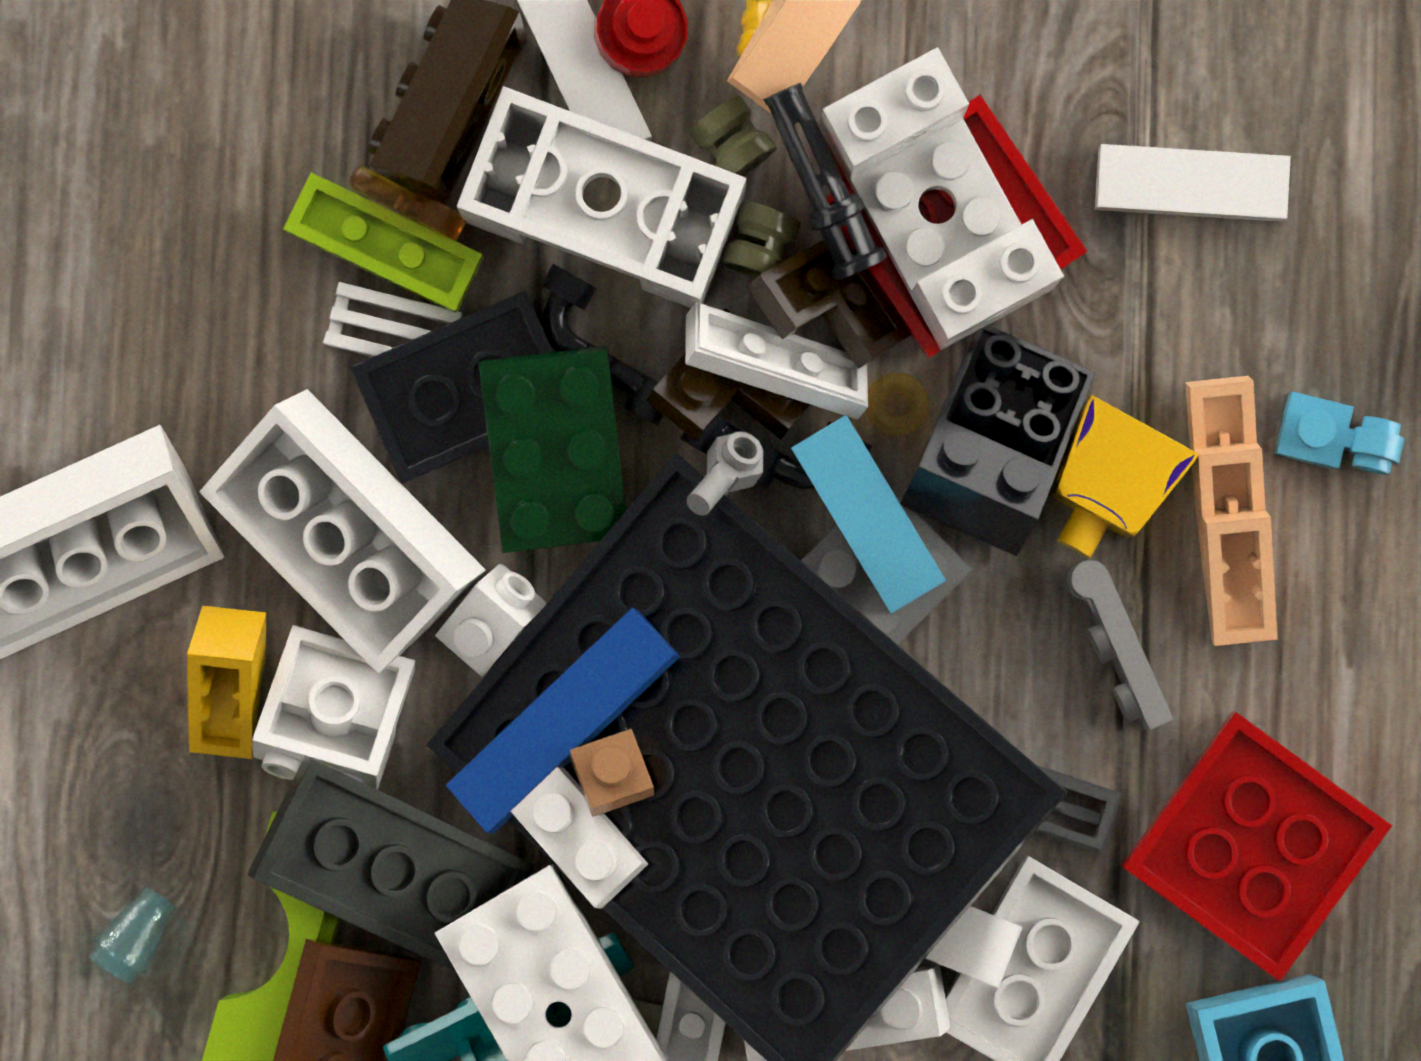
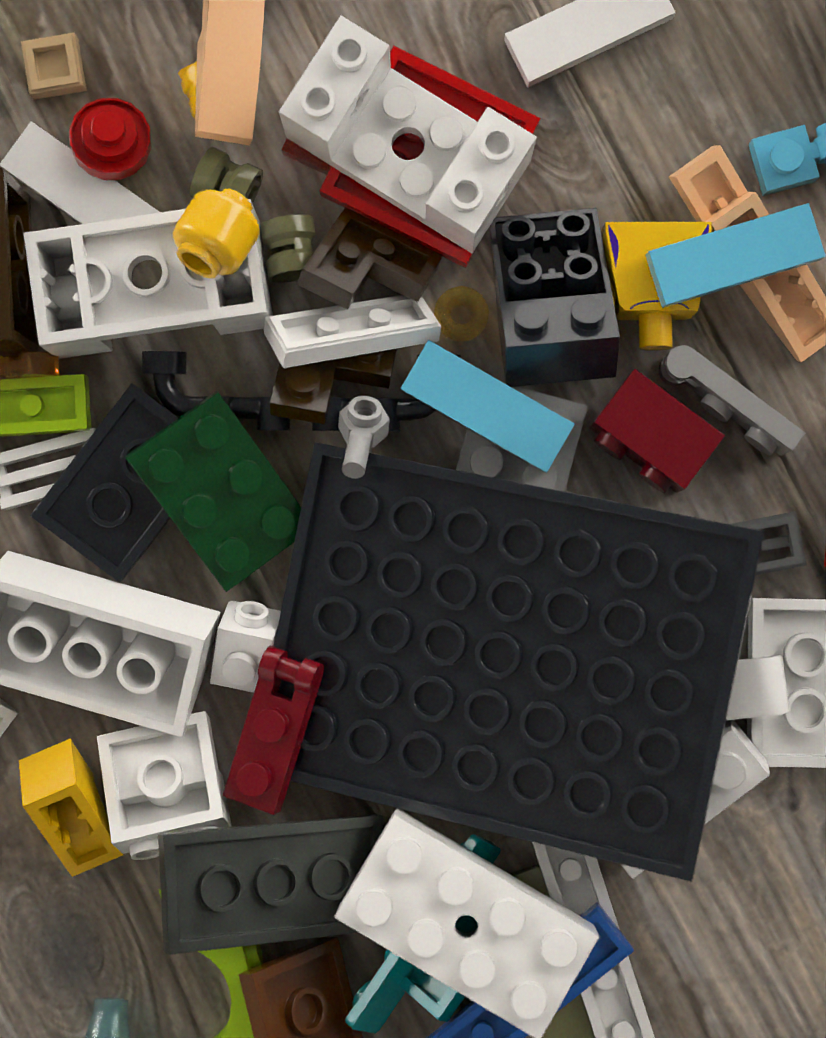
camera: 25 degrees left, 0 degrees up
(470, 718) = (273, 731): none -> dark red plate
(562, 719) = (342, 695): blue tile -> none
(581, 845) = (405, 777): white plate -> none
(612, 772) = (402, 713): medium nougat plate -> none
(693, 196) = (216, 232): none -> yellow head
(787, 109) = (253, 130): black pin -> none
(1024, 635) = (655, 433): none -> dark red brick
(1202, 502) = (735, 255): none -> medium azure tile

